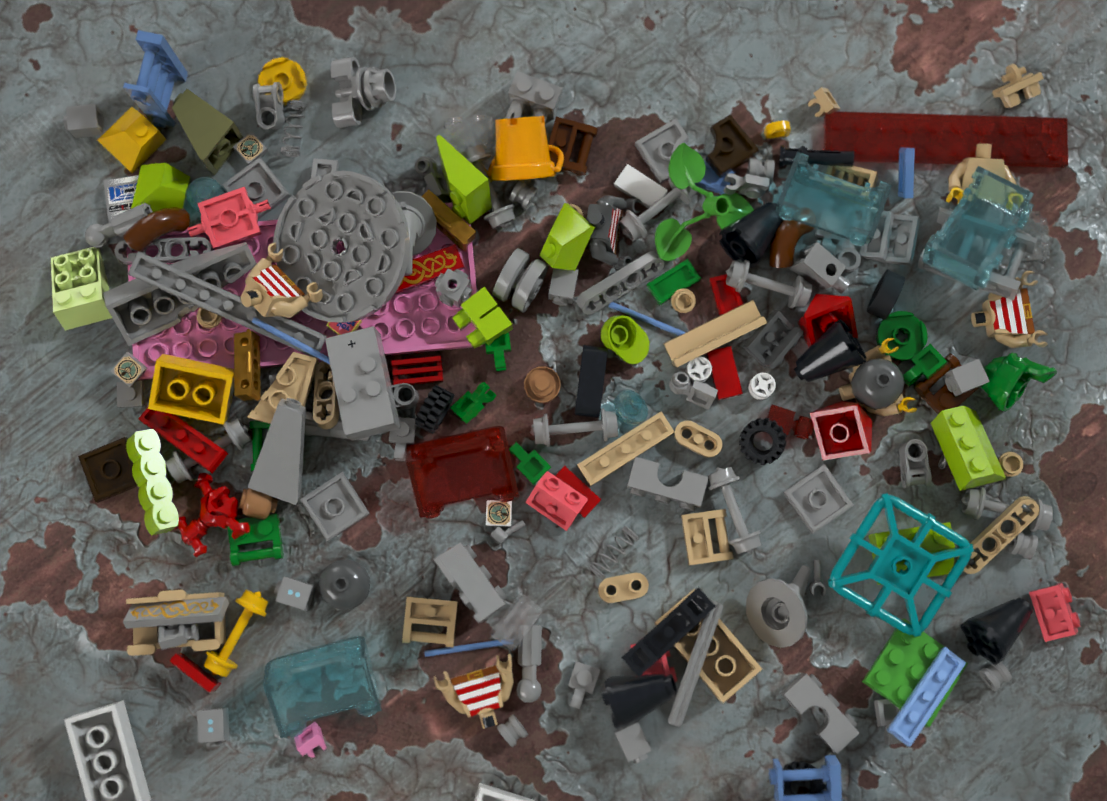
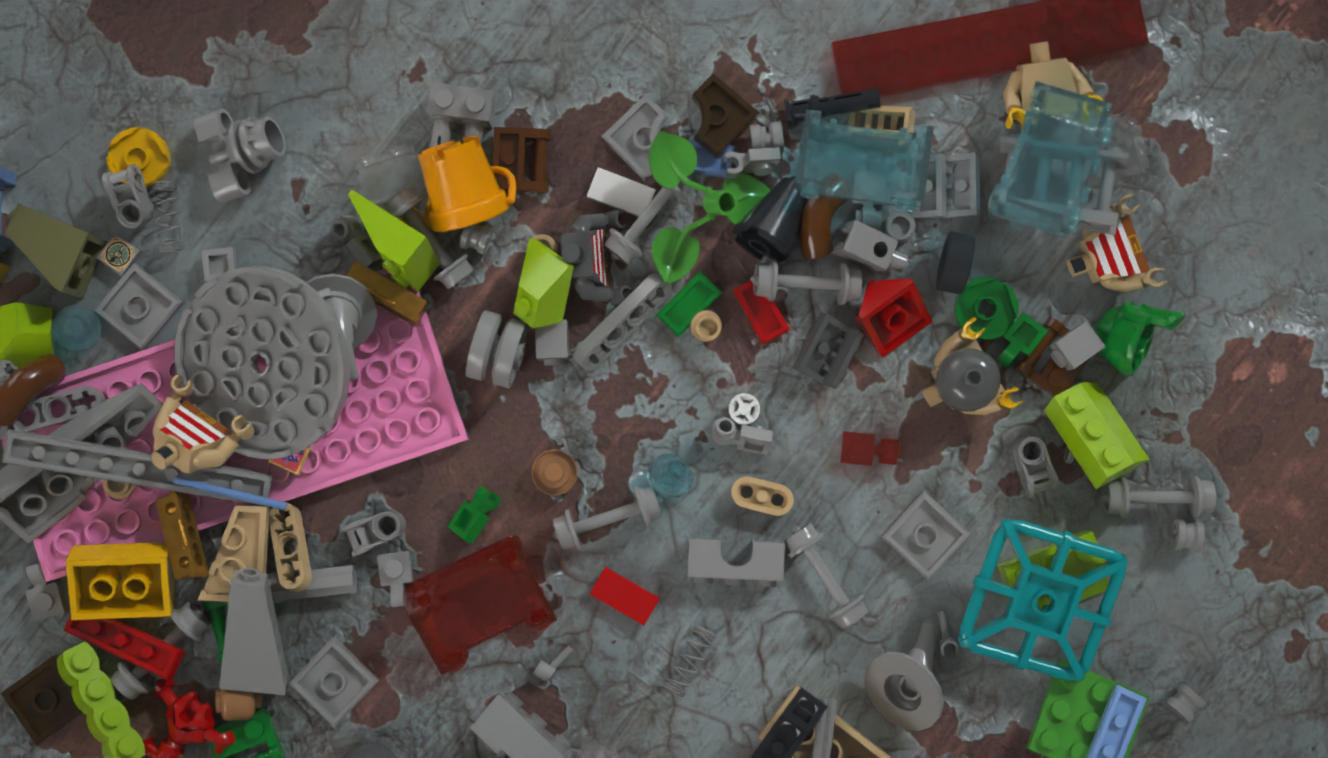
camera: 10 degrees left, 5 degrees up
(129, 369) = (36, 573): tile -> none
(229, 218) = (114, 354): coral plate -> none
(362, 383) = (330, 526): light grey brick -> none
(417, 361) = (369, 497): red tile -> none
(431, 266) = (384, 356): red tile -> none
(434, 409) = (427, 535): black tyre -> none
(457, 295) = (427, 382): light grey brick -> none
(485, 316) = (473, 416): lime hips -> none
(498, 347) = (487, 432): green plate -> none
(498, 513) = (537, 644): tile -> none
(531, 464) = (564, 575): green plate -> none
(556, 500) = (605, 612): coral bracket -> none
(591, 381) = (614, 454): black beam -> none
(623, 587) = (709, 698): tan plate -> none
(625, 339) = (644, 391): lime cap -> none
(625, 448) = (675, 528): tan plate -> none
(646, 319) = (669, 359): medium blue axle -> none
(698, 537) = (789, 617): tan plate -> none
(714, 333) = (753, 360): tan fence -> none
(724, 373) = (776, 404): red tile -> none
(756, 455) = (838, 499): black tyre -> none
(766, 383) = (830, 407): white wheel -> none
(777, 129) = (776, 80): yellow tile -> none
(826, 102) = (830, 29): tan tile -> none
(830, 353) = (903, 353): black cone -> none
(842, 430) = (937, 445): red slope -> none
(906, 172) = (948, 100): medium blue tile -> none
(996, 629) = (1176, 647): black cone -> none
(1002, 539) = (1159, 535): tan beam -> none
(1011, 464) = (1152, 438): tan plate -> none
(1054, 612) = (1242, 609): coral bracket -> none

